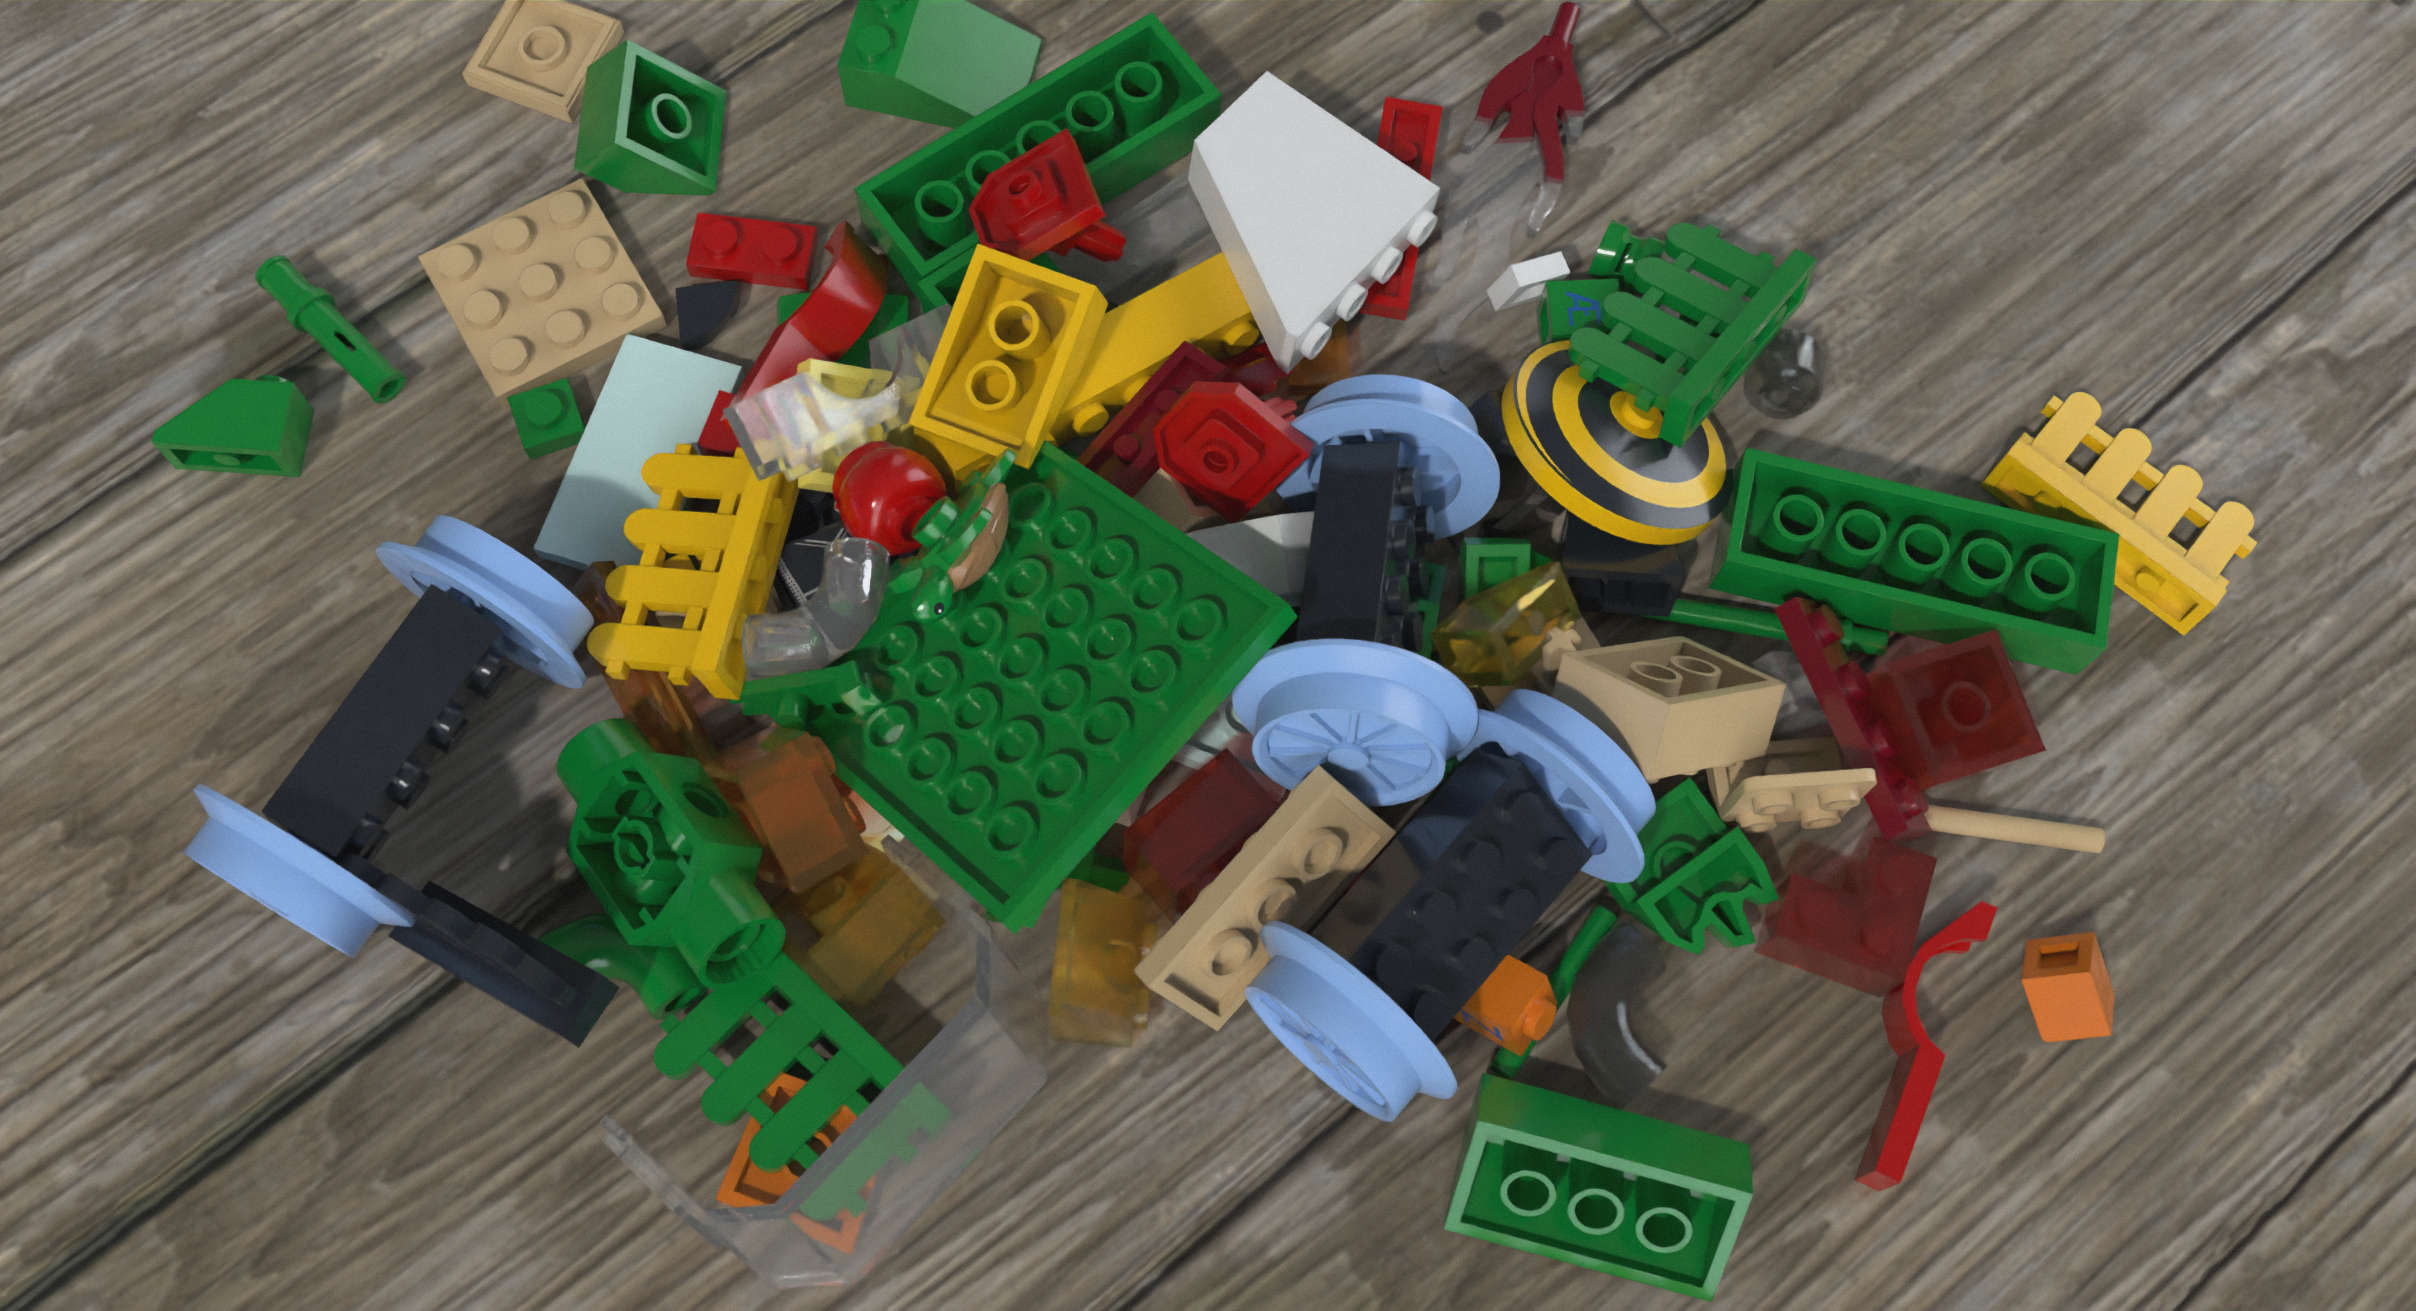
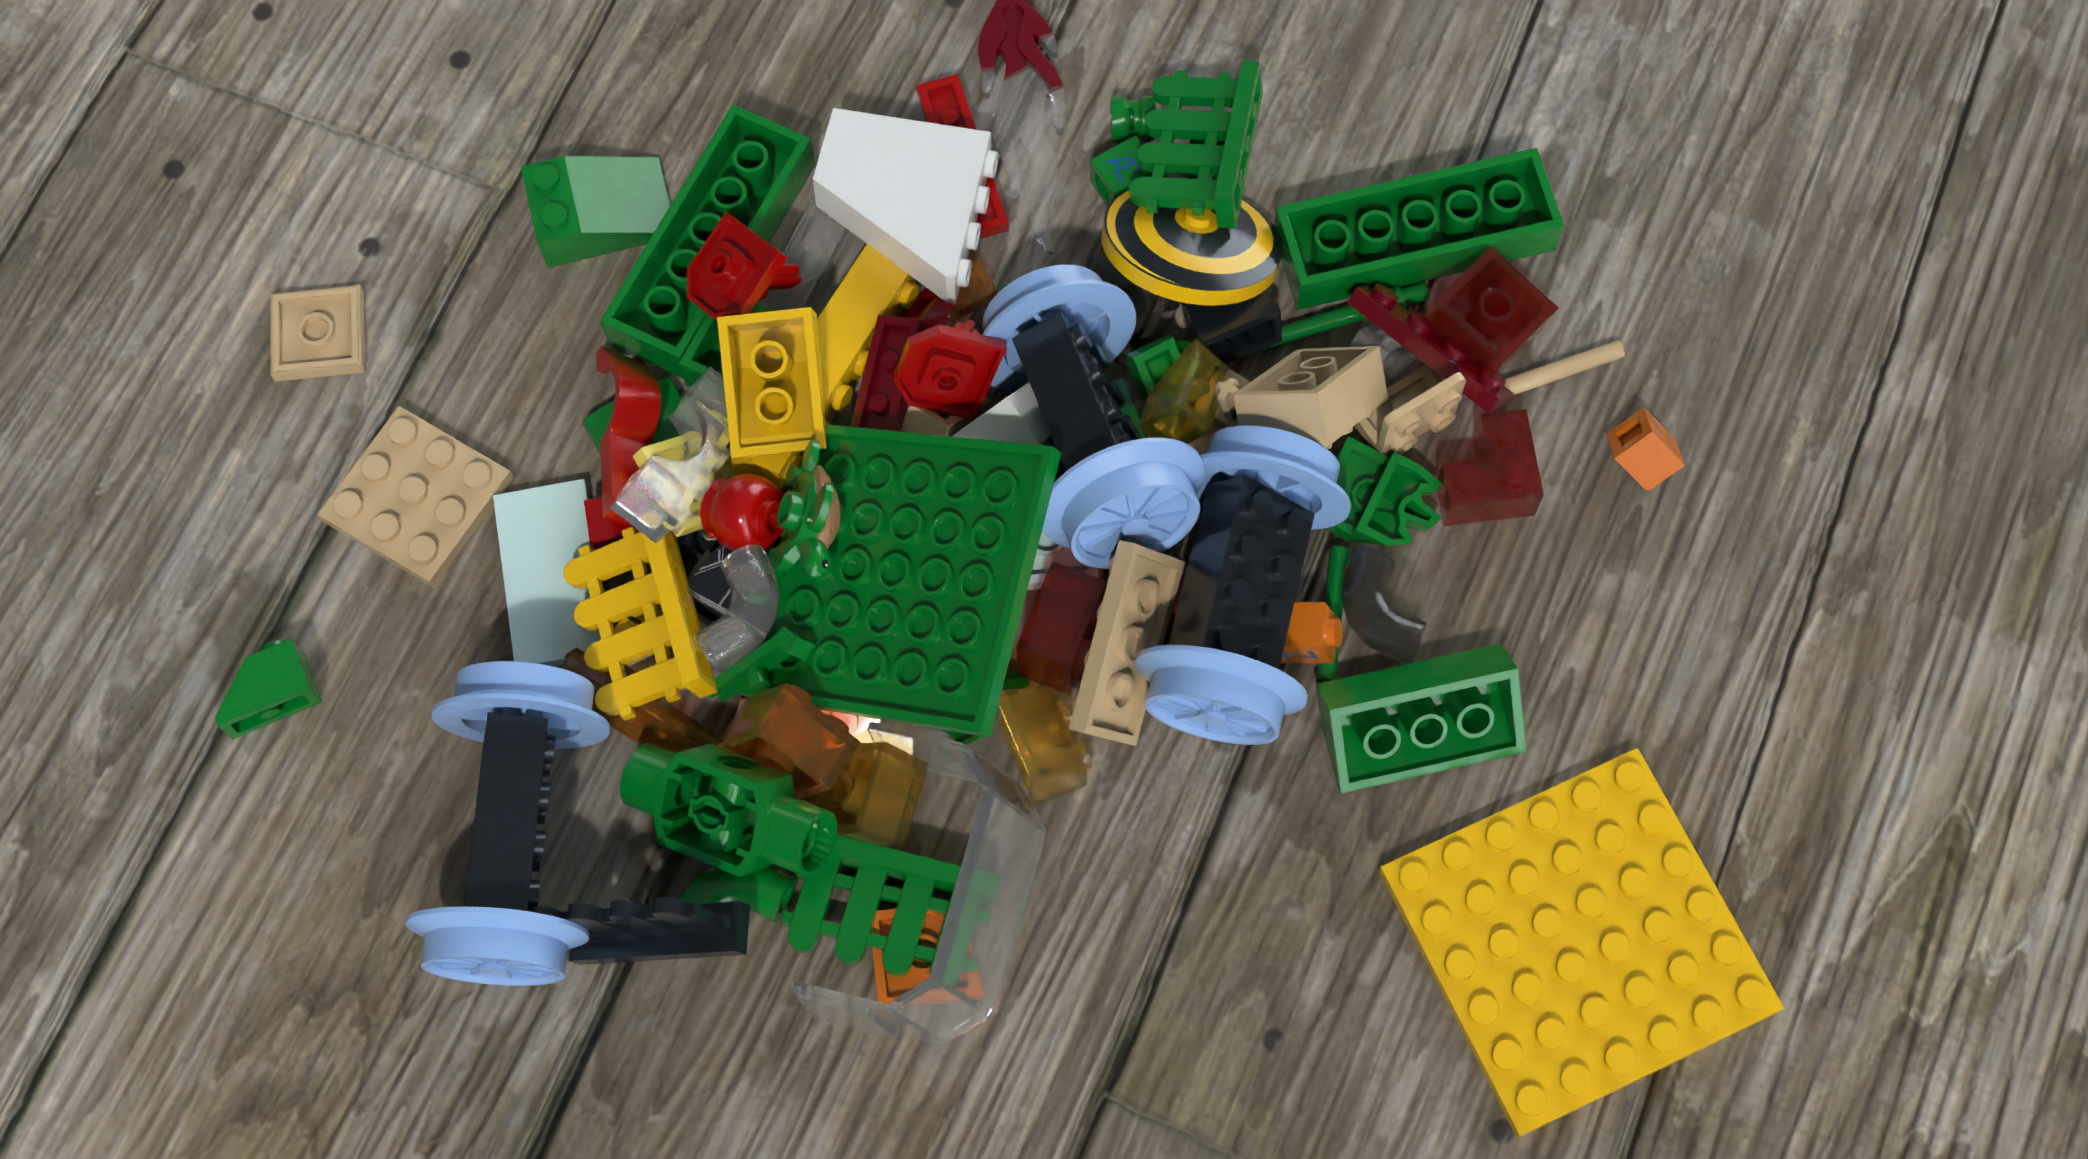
camera: 20 degrees left, 0 degrees up
(314, 312) = (267, 587): green pin -> none
(547, 418) = (471, 578): green plate -> none
(649, 125) = (425, 347): green slope -> none
(704, 311) = (535, 454): black tile -> none
(752, 251) = (544, 398): red plate -> none
(1526, 280) = (1076, 165): white tile -> none
(1786, 375) = (1276, 146): clear smoke head -> none
(1918, 1056) = (1572, 535): red piece -> none
(2150, 566) = (1566, 157): yellow fence -> none

